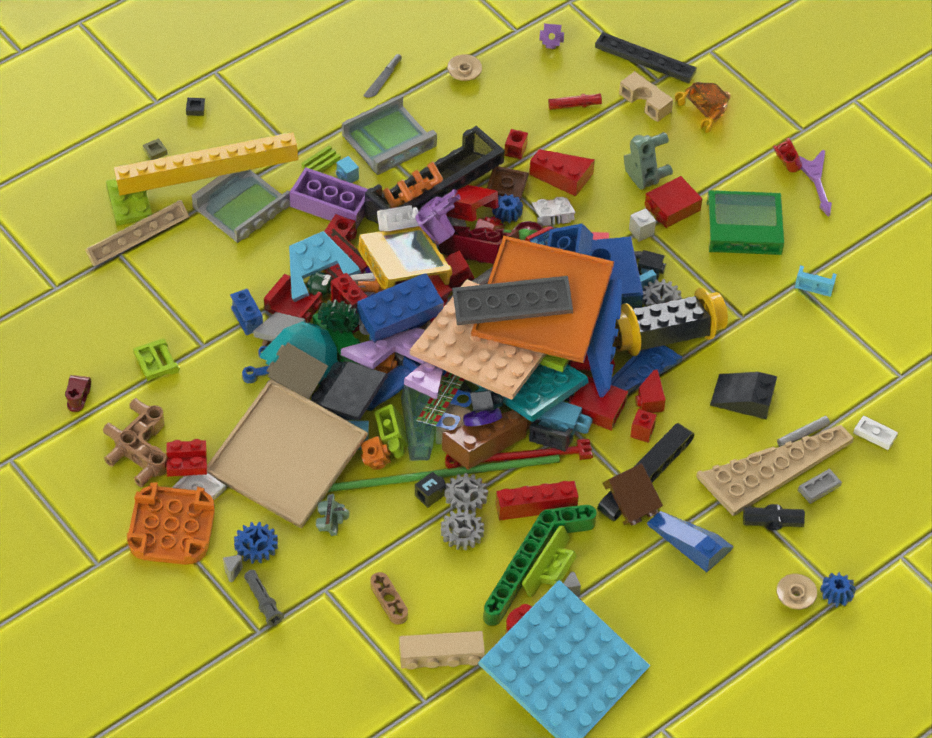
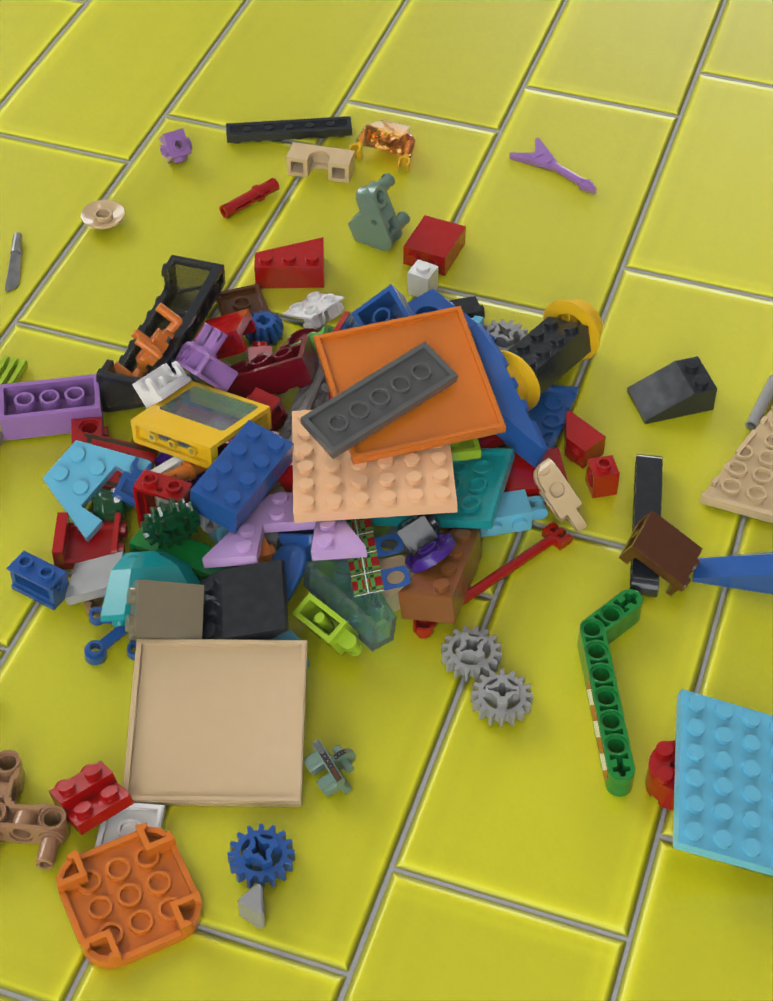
camera: 30 degrees left, 5 degrees down
(266, 604) = (335, 929): dark grey pin -> none
(336, 273) = (124, 487): none -> blue plate
(347, 170) = (47, 367): medium azure plate -> none
(375, 453) = (323, 656): orange brick -> none
(387, 135) = (65, 317): panel -> none
(389, 589) = (484, 843): medium nougat beam -> none
(430, 489) = (425, 671): black brick -> none
(441, 649) = (599, 860): tan brick -> none
(445, 473) = (419, 647): bright green piece -> none
(516, 144) = (222, 255): red brick -> none
(534, 499) = (557, 617): red brick -> none
(550, 437) = (513, 539): black hinge -> none
(551, 564) = (639, 681): lime bracket -> none
(573, 584) = (676, 684): light grey slope -> none
(599, 423) = (558, 494): none -> tan piece
(745, 222) = (526, 231): panel -> none
(788, 155) = (510, 154): red piece -> none
(815, 283) = (641, 257): medium azure hinge -> none

